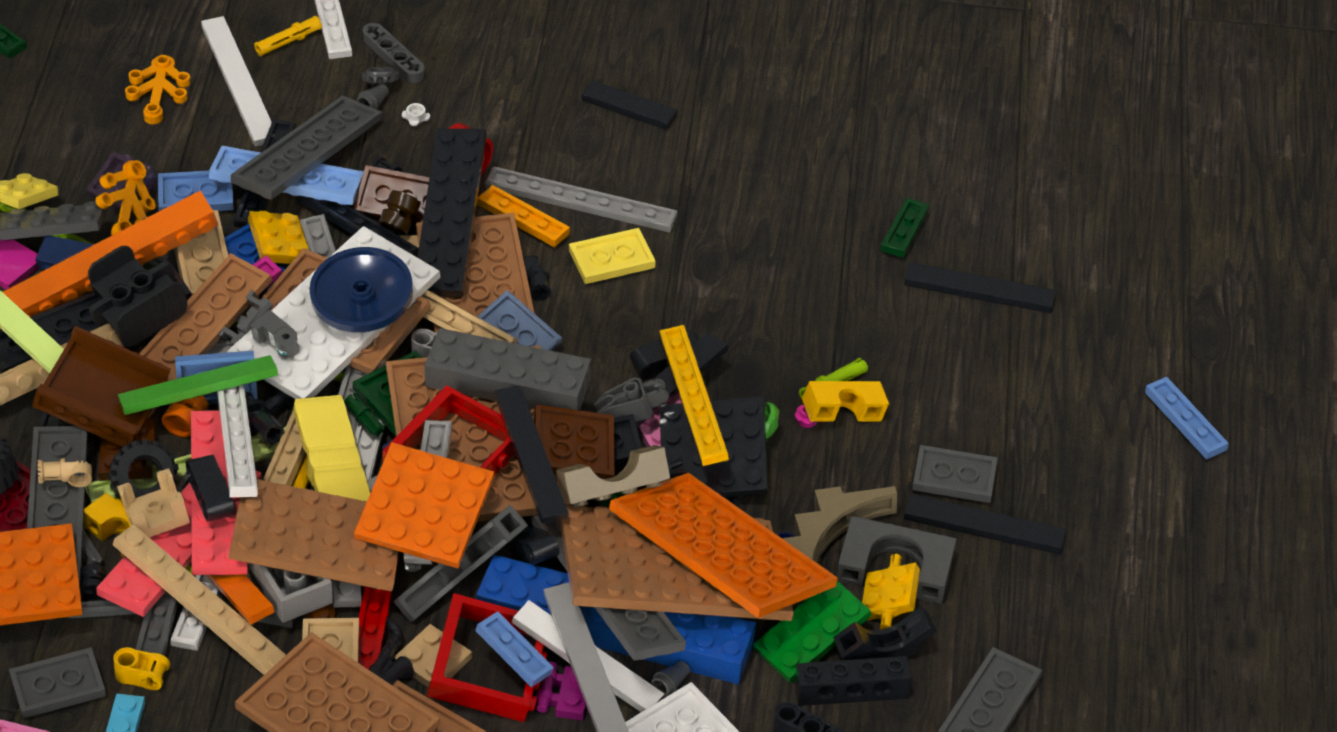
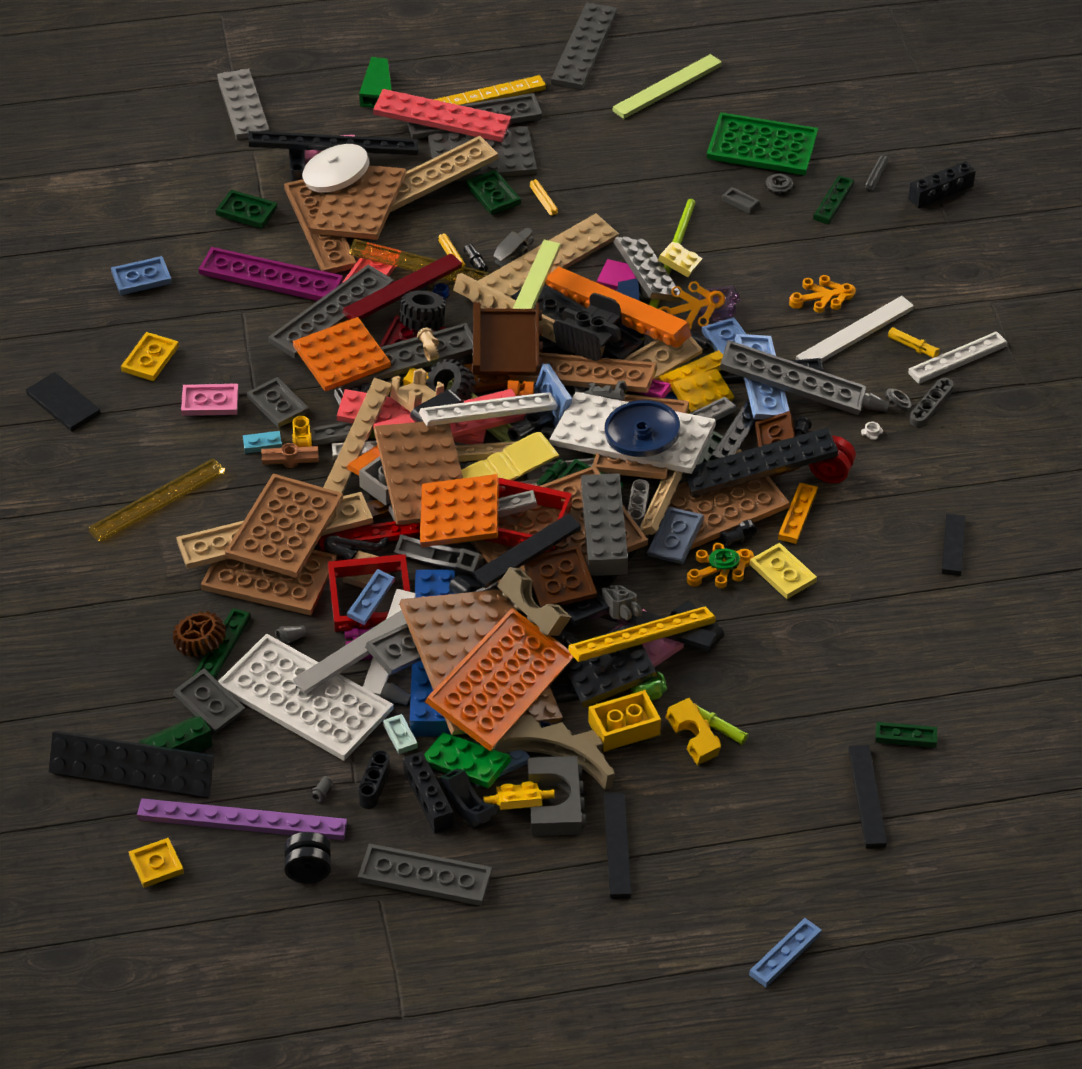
camera: 75 degrees right, 0 degrees up
(176, 690) = (290, 455): none -> nougat piece
(197, 385) = (531, 382): bright green tile -> none
(238, 229) = (696, 367): none -> yellow plate
(277, 333) = (590, 405): dark grey leg -> none
(400, 204) = (754, 439): dark brown wheel -> none
(574, 286) = (695, 576): none -> light orange plant
(574, 291) = (732, 559): none -> green gear
(582, 199) = (836, 542): light grey tile -> none
(740, 689) = (400, 734): none -> light aqua plate
(805, 457) = (624, 720): none -> yellow brick
(955, 473) = (657, 815): dark grey plate -> none

